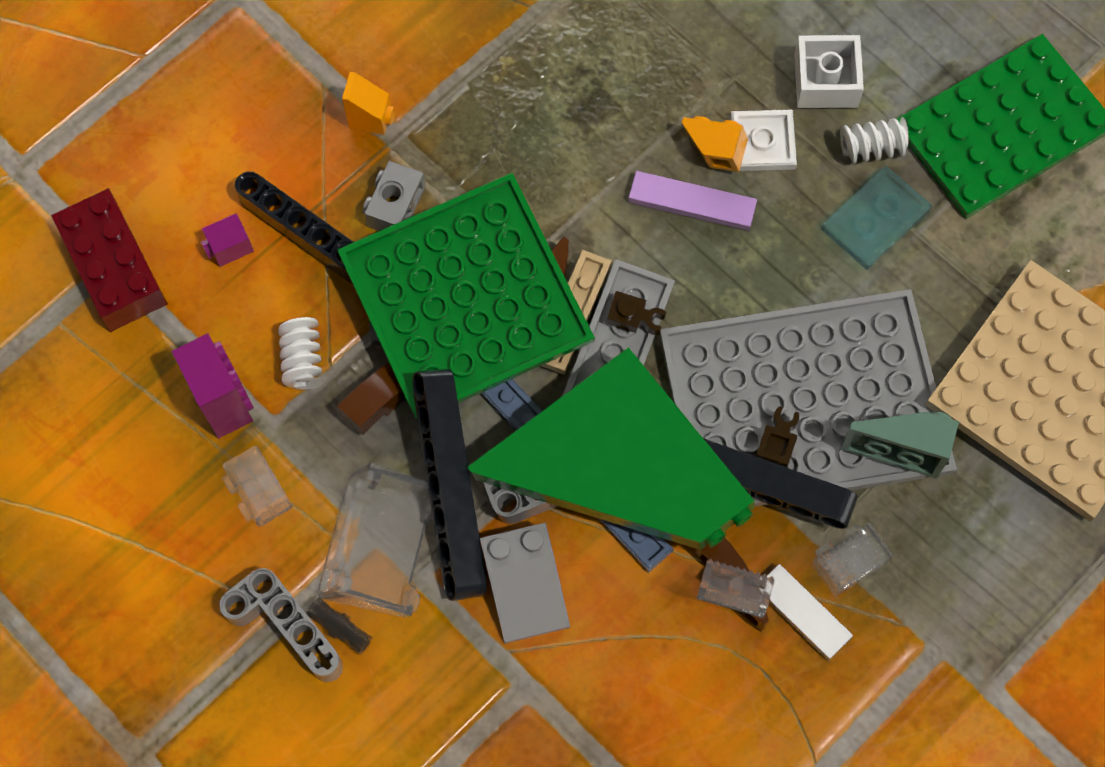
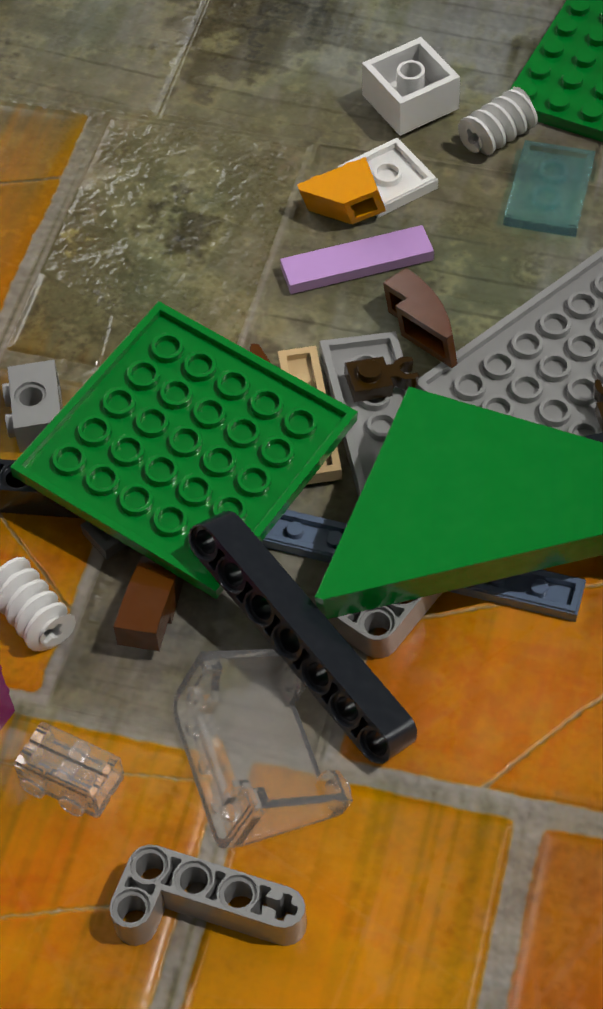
camera: 30 degrees left, 15 degrees down
(339, 625) = (274, 866): clear smoke pin -> none
(525, 583) = (454, 698): light grey slope -> none
(699, 279) = (420, 315): none -> reddish brown slope

